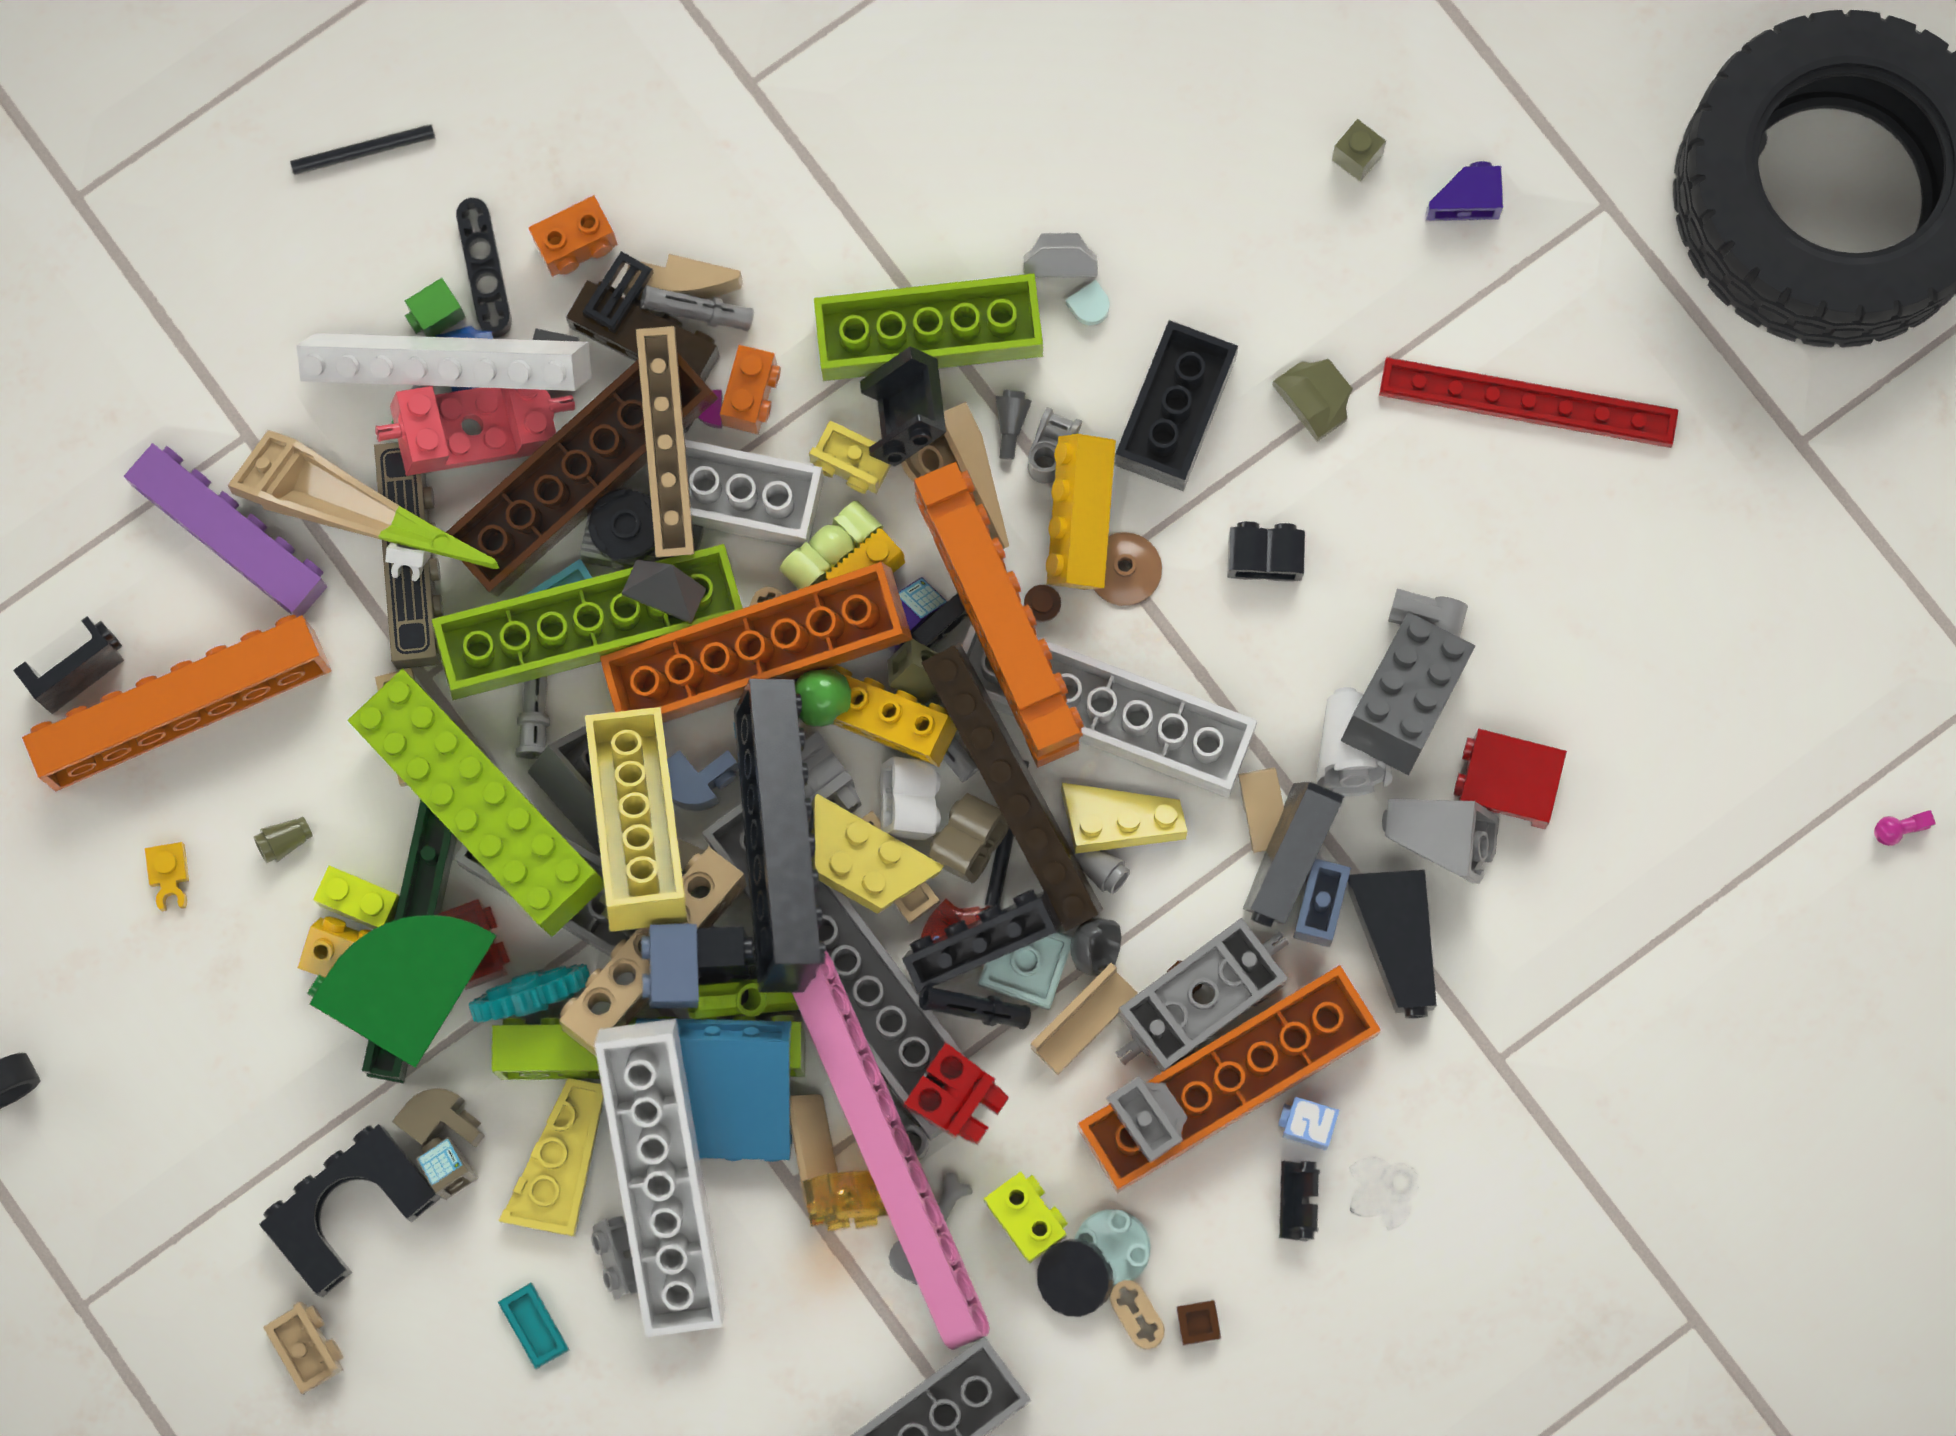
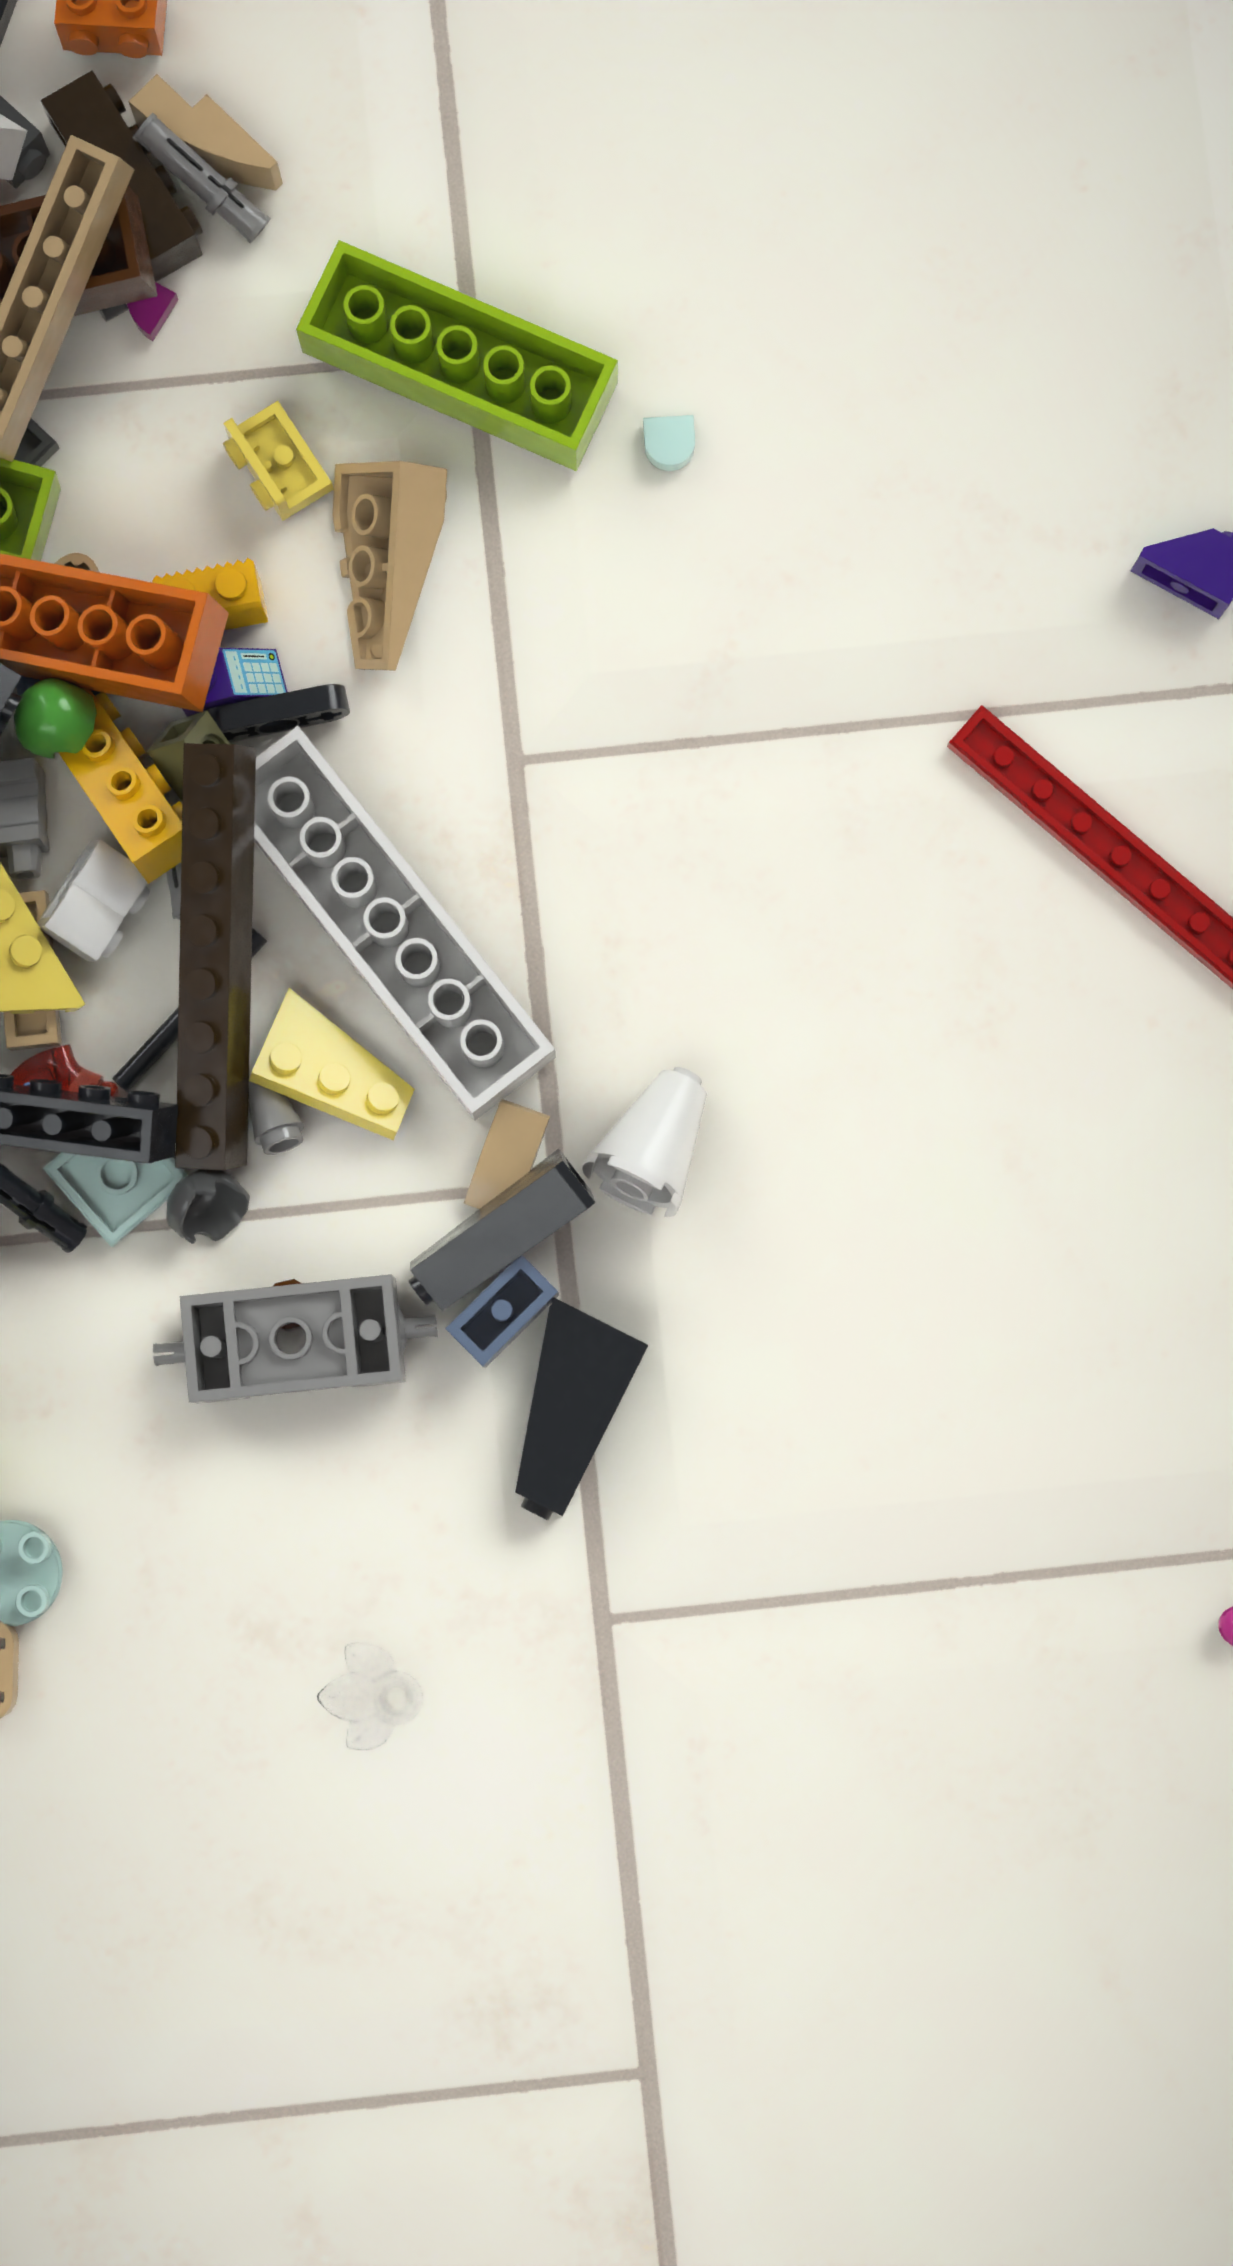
camera: 25 degrees right, 5 degrees up
(602, 318) = (120, 111): black tile -> none
(749, 388) = (205, 309): orange brick -> none
(752, 494) = (128, 431): white brick -> none
(830, 545) = (185, 545): yellowish green piece -> none
(907, 405) = (383, 422): black panel -> none
(969, 838) = (132, 990): dark tan brick -> none
(997, 613) = (312, 738): orange brick -> none
(1012, 411) = (497, 517): dark grey cone -> none
(1044, 602) = (396, 762): reddish brown plate -> none
(1046, 441) = (528, 574): light grey piece -> none
(1060, 257) = (668, 364): light grey slope -> none
(1080, 511) = (501, 676): yellow brick -> none
(1083, 1019) = (141, 1282): tan panel -> none
(1137, 583) = (525, 802): medium nougat dish -> none
(1149, 1116) = (131, 1449): light grey slope -> none
(1176, 405) = (694, 616): black brick -> none
(1198, 1322) = (55, 1723): reddish brown plate -> none
(1242, 1071) = (261, 1456): orange brick -> none
(1266, 553) = (694, 854): black brick -> none
(1297, 1216) = (264, 1637): black hinge -> none
(1308, 1122) = (328, 1563): brick -> none
(1315, 395) = (870, 703): olive slope -> none
(1358, 150) = (1099, 438): olive brick -> none
(1407, 693) = (754, 1122): dark grey brick -> none
(1441, 611) = (853, 1052): light grey piece -> none
(1445, 832) = (699, 1318): light grey slope -> none
(1511, 776) = (821, 1293): red panel -> none

